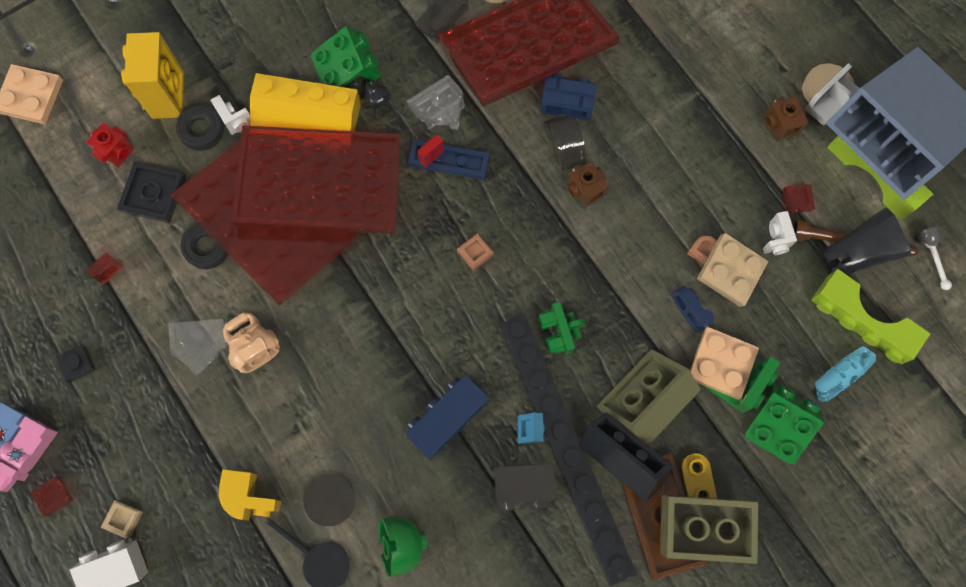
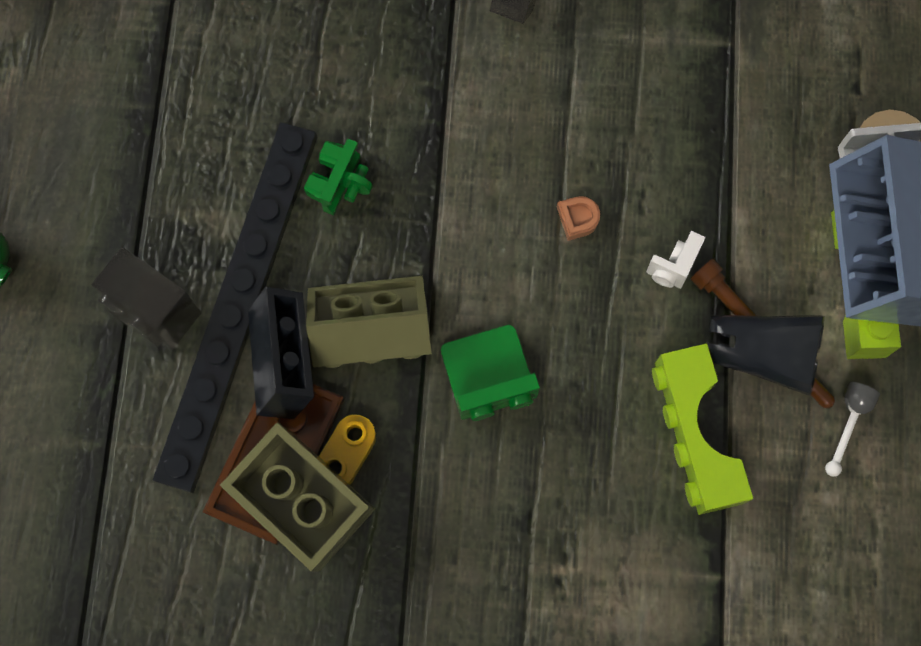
camera: 40 degrees right, 0 degrees up
(446, 416) = (137, 174): dark blue brick -> none
(475, 252) = (323, 31): nougat tile -> none
(530, 428) = (214, 253): dark azure plate -> none
(587, 184) = (503, 44): reddish brown brick -> none
(691, 309) = (502, 278): dark blue plate -> none
(723, 363) = (483, 345): light nougat plate -> none
(732, 270) = (588, 258): tan plate -> none
(785, 117) = (802, 137): reddish brown brick -> none
(785, 423) = (497, 465): green bracket -> none
(798, 199) = (741, 242): clear red tile -> none
(844, 373) = (614, 467): medium azure hinge -> none

